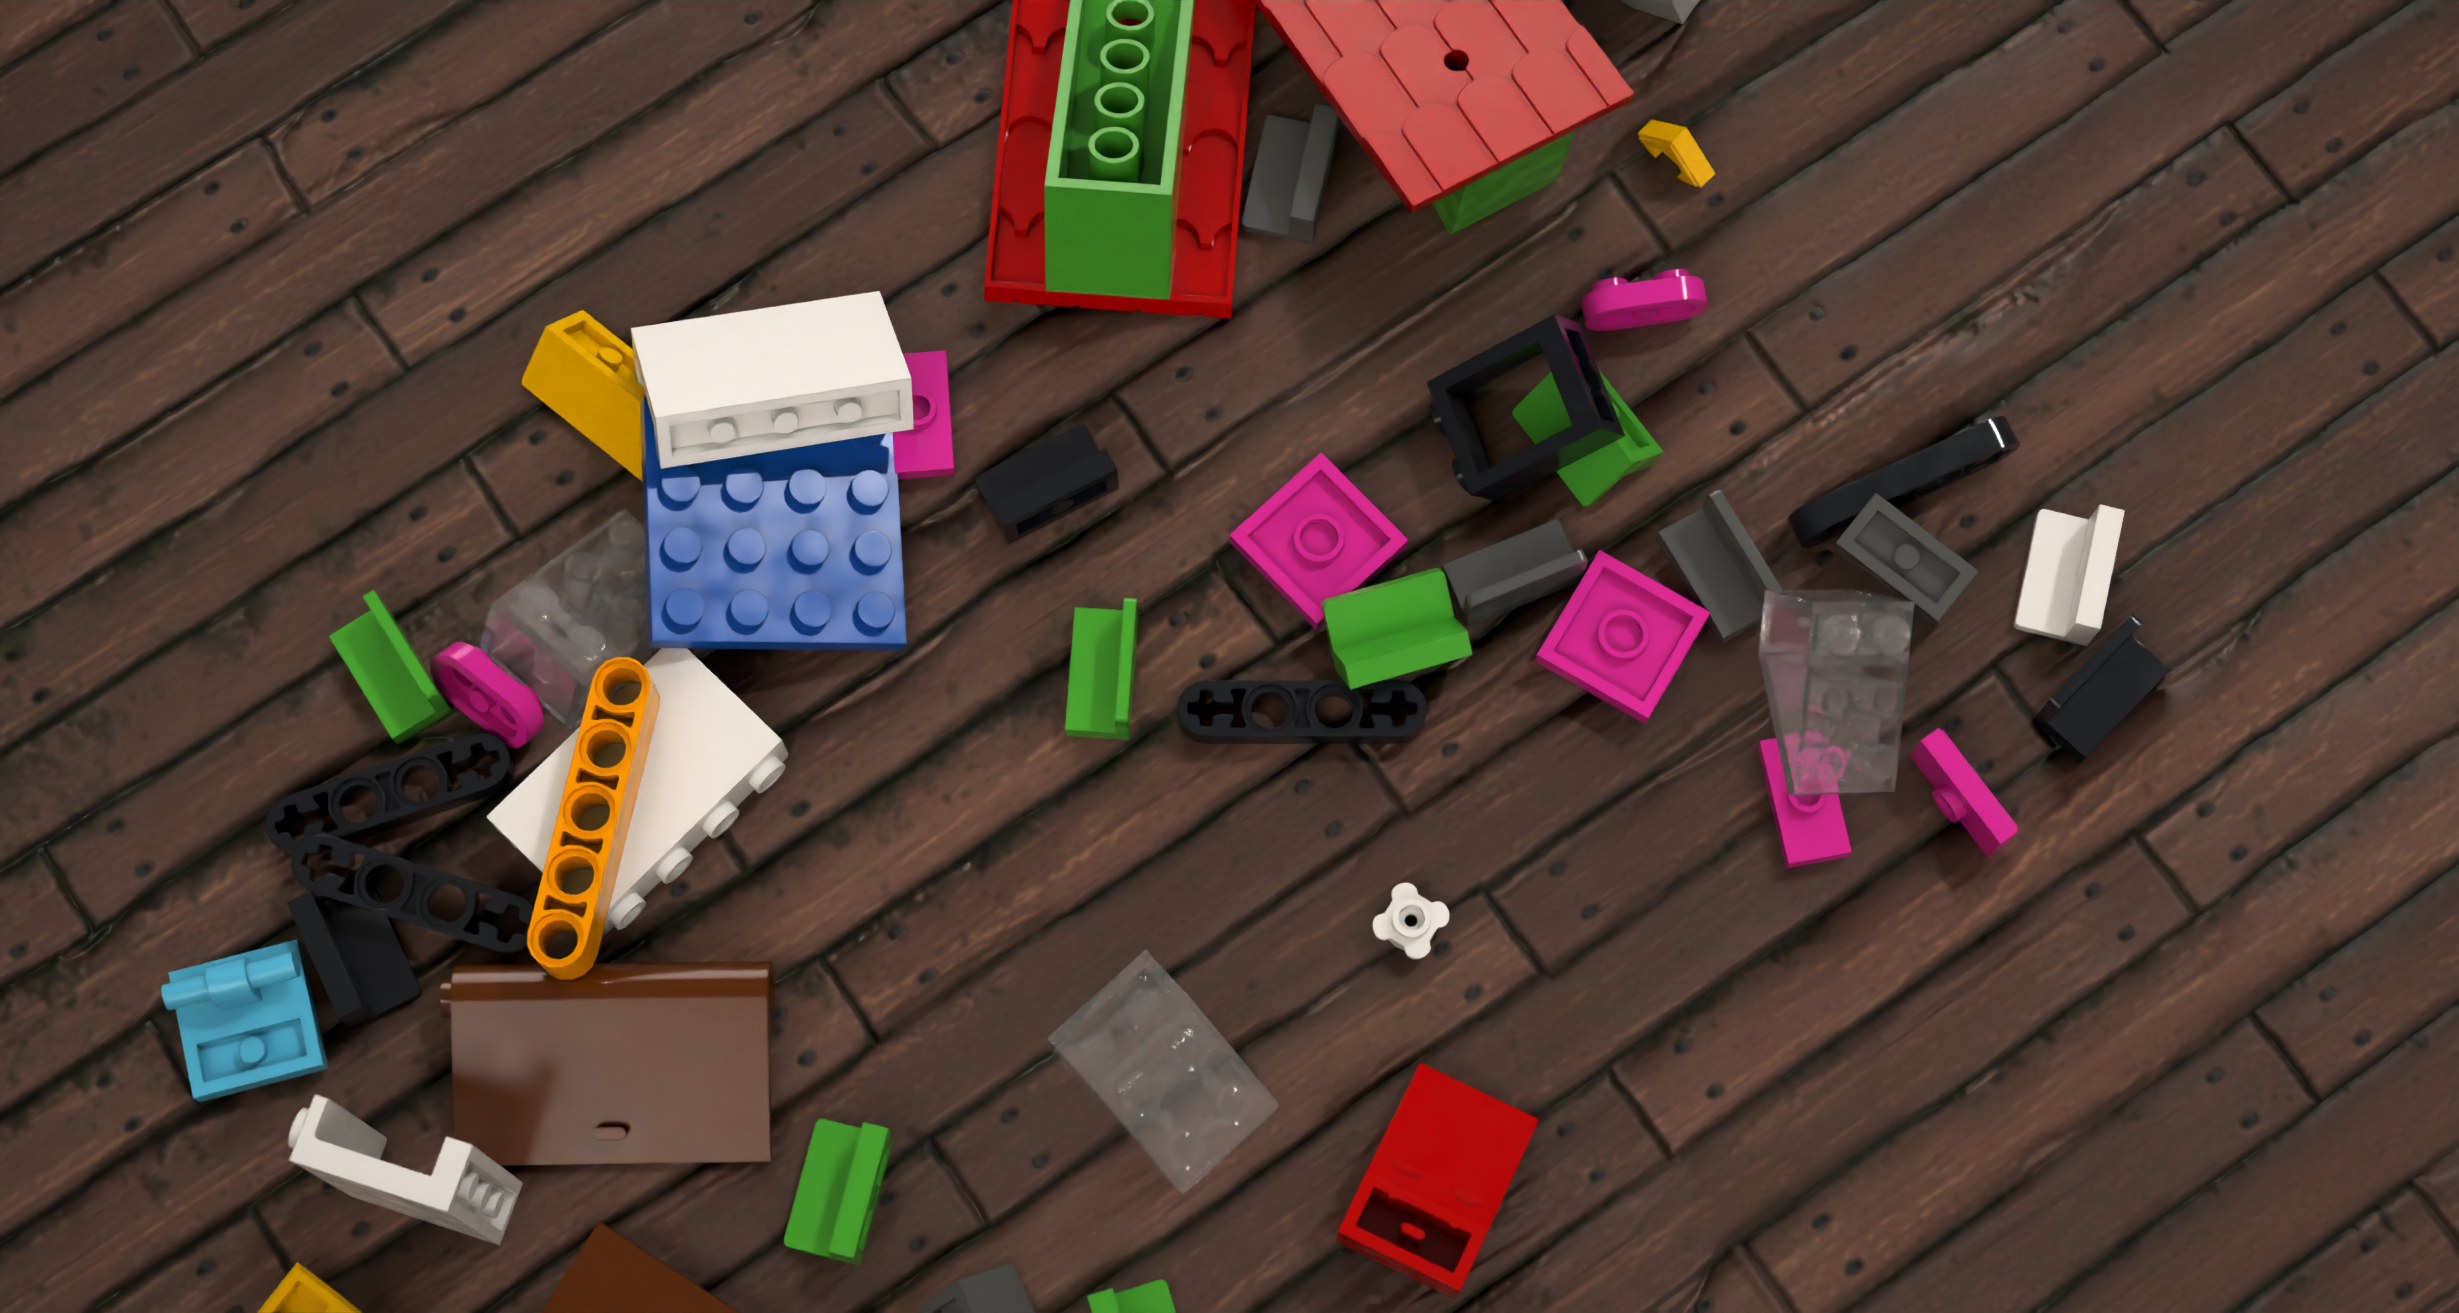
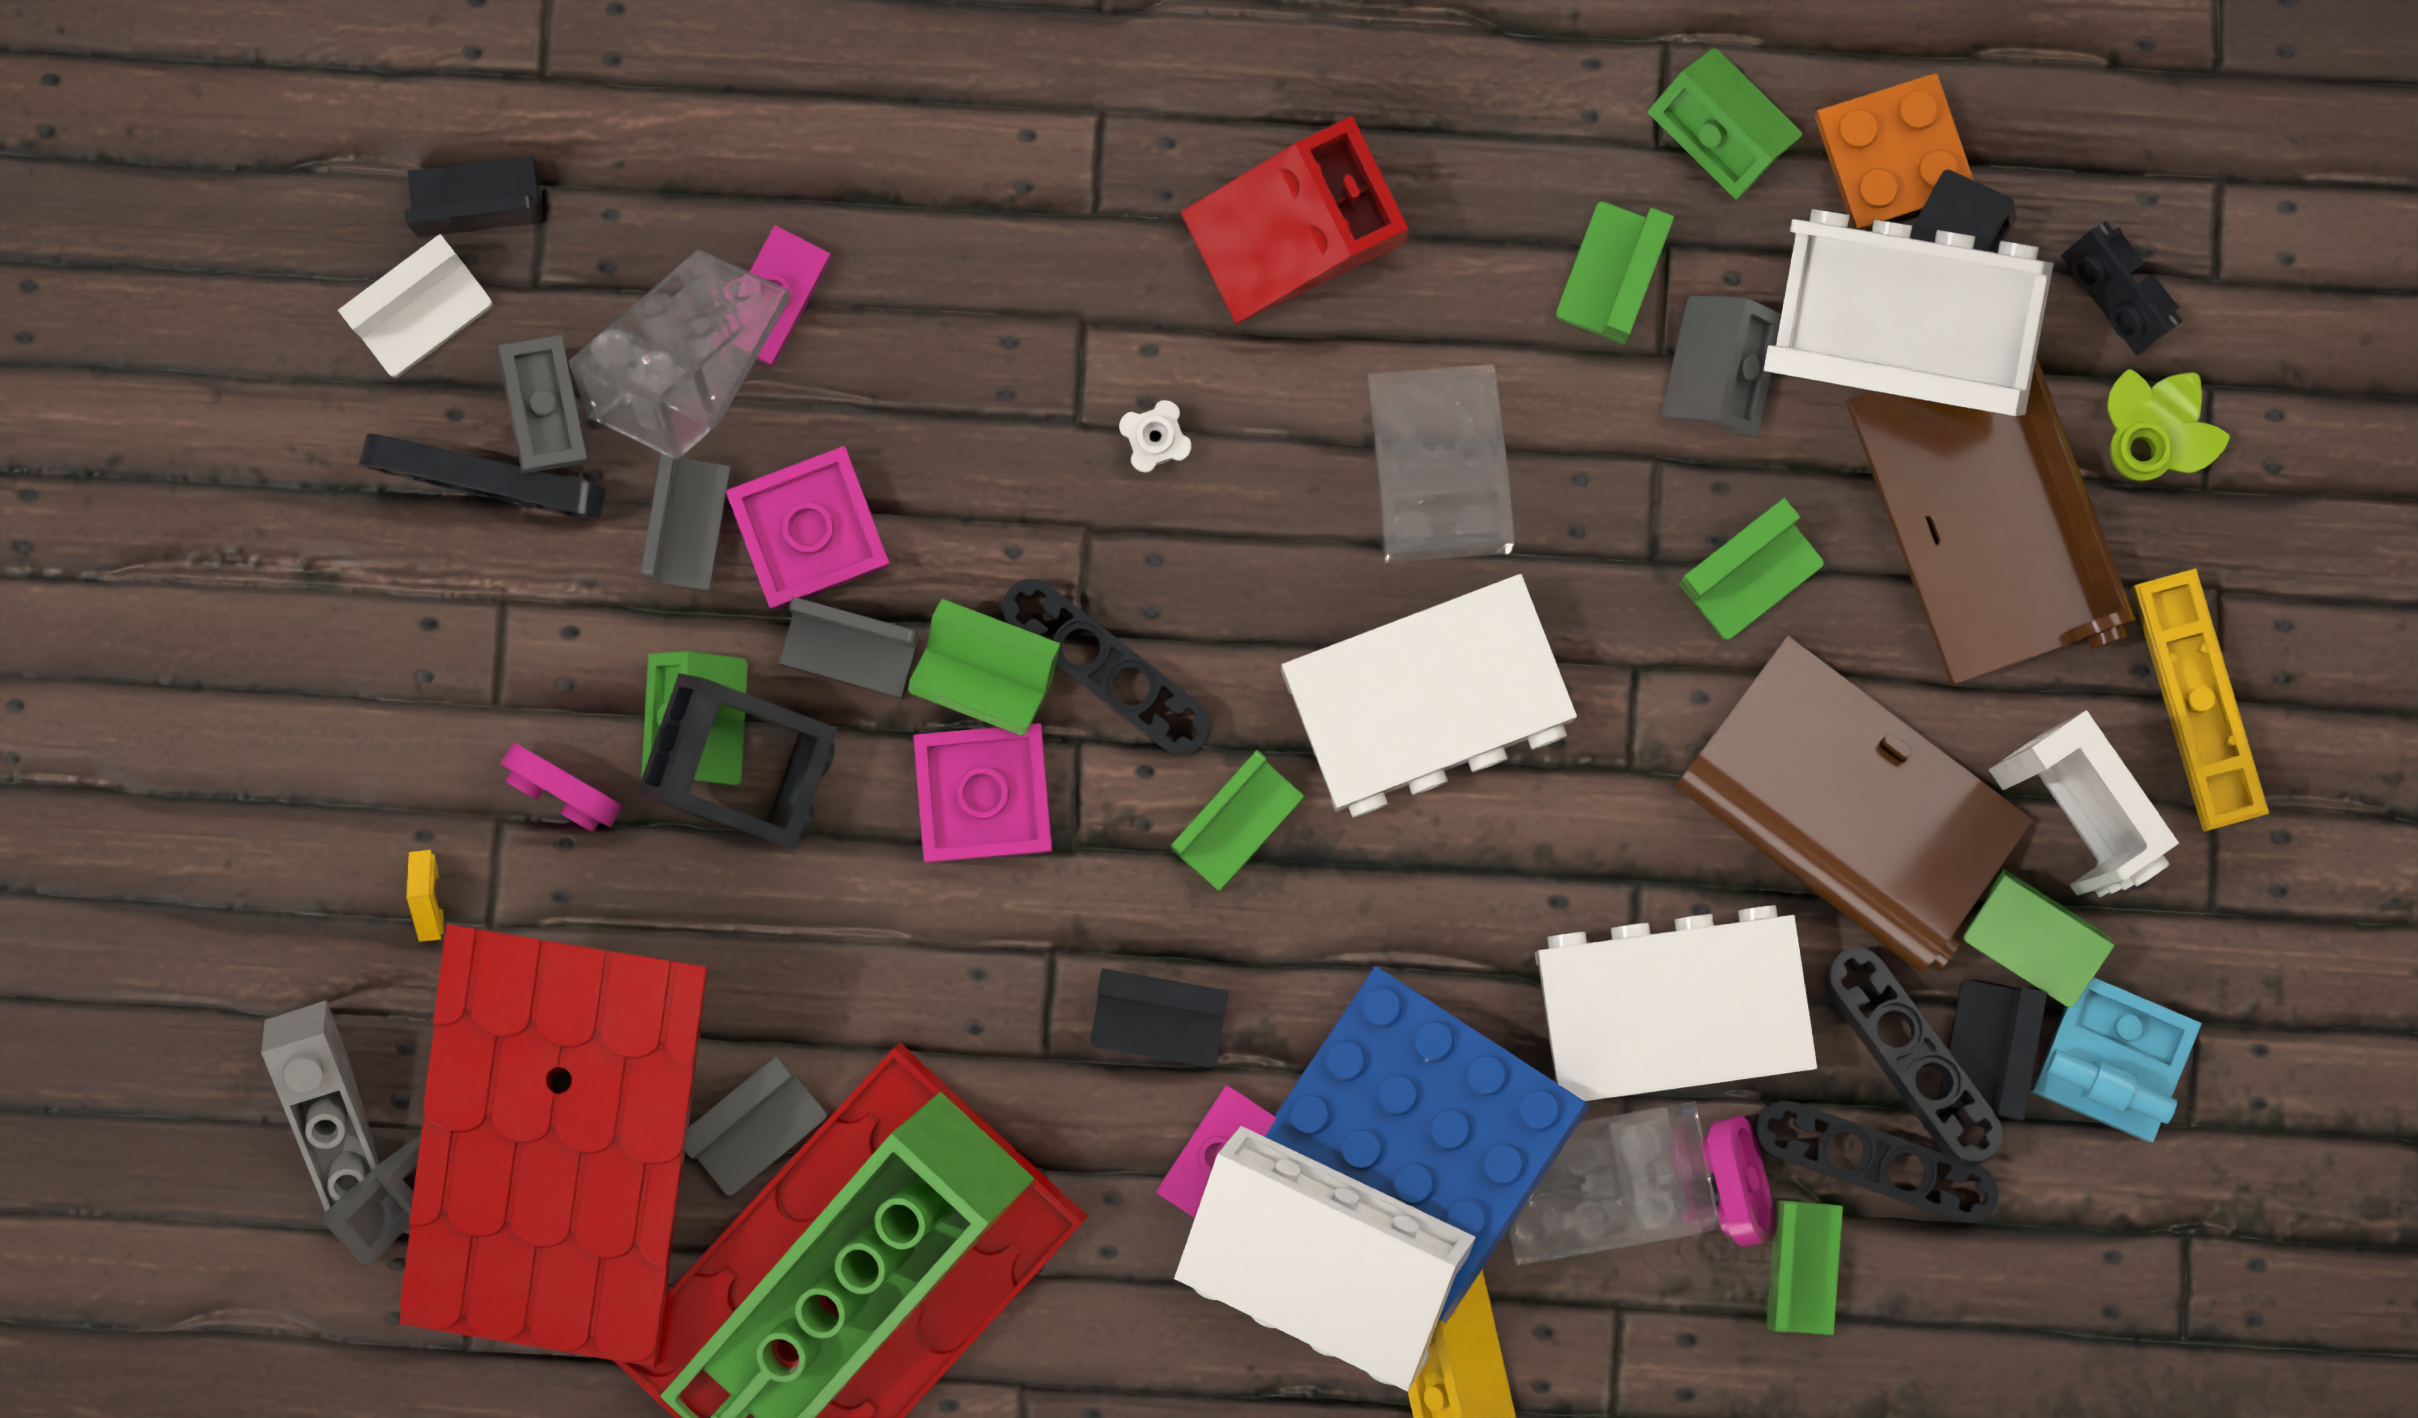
camera: 140 degrees left, 10 degrees up
(381, 1065) = (2038, 938): none -> bright green panel
(604, 847) = (1767, 981): light orange beam -> none
(1026, 879) = (1430, 696): none -> white panel
(1962, 793) = (652, 200): dark pink plate -> none

